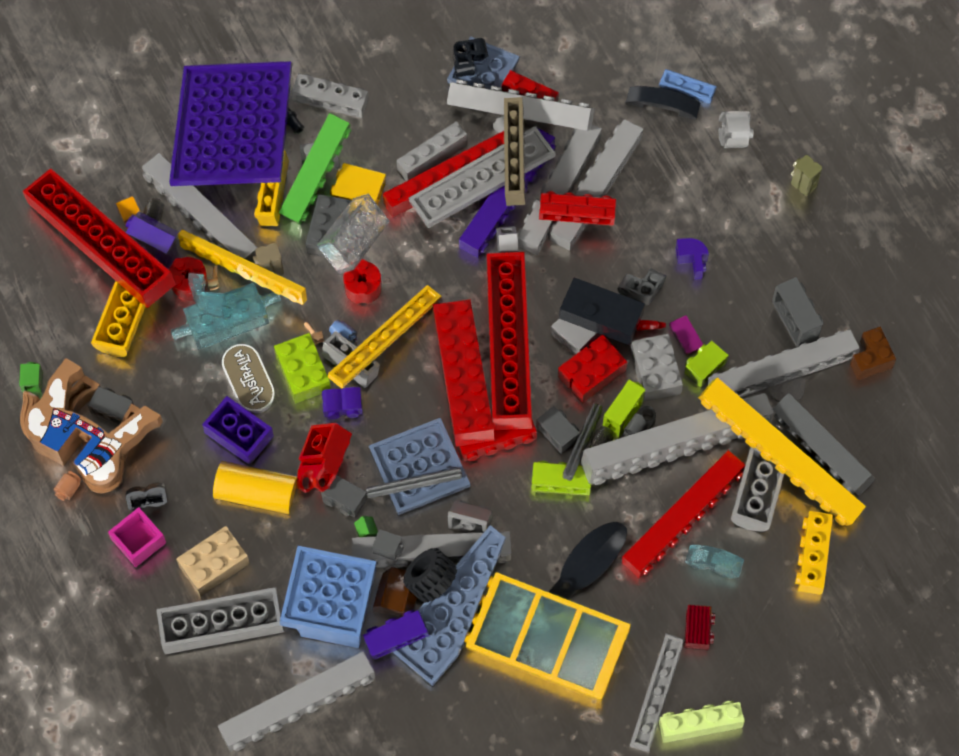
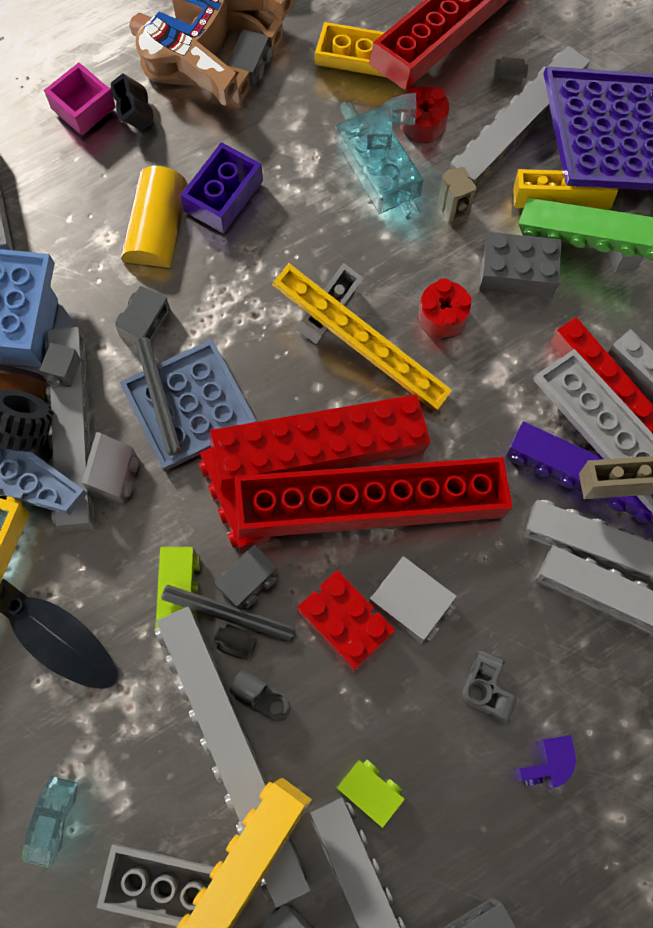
camera: 85 degrees right, 5 degrees up
(127, 208) = (505, 44): light orange brick -> none
(151, 231) = (475, 60): dark purple brick -> none
(213, 283) = (424, 146): light nougat hand -> none
(213, 561) = (53, 181): tan brick -> none
(242, 267) = (438, 169): yellow plate -> none
(248, 378) = (299, 197): dark tan tile -> none
(302, 367) = (316, 247): lime brick -> none
(317, 337) = (363, 265): light nougat hand -> none
(322, 455) = (188, 282): red brick -> none
(342, 402) = (271, 304): dark purple brick -> none
(345, 330) = (370, 295): medium blue brick -> none
(353, 233) = (506, 283): clear brick -> none
(358, 181) = (584, 292): yellow brick -> none
(366, 527) = (103, 350): bright green slope -> none
(507, 239) = (531, 486): light grey brick -> none
(577, 208) = (594, 578): red brick -> none
(601, 311) = (429, 624): black brick -> none
(624, 407) = (280, 669): lime window -> none
(648, 325) = (425, 698): red hand -> none
(656, 367) = (356, 715): light grey brick -> none
(683, 514) = (127, 772): red brick -> none
(686, 335) = (417, 761): magenta tile -> none

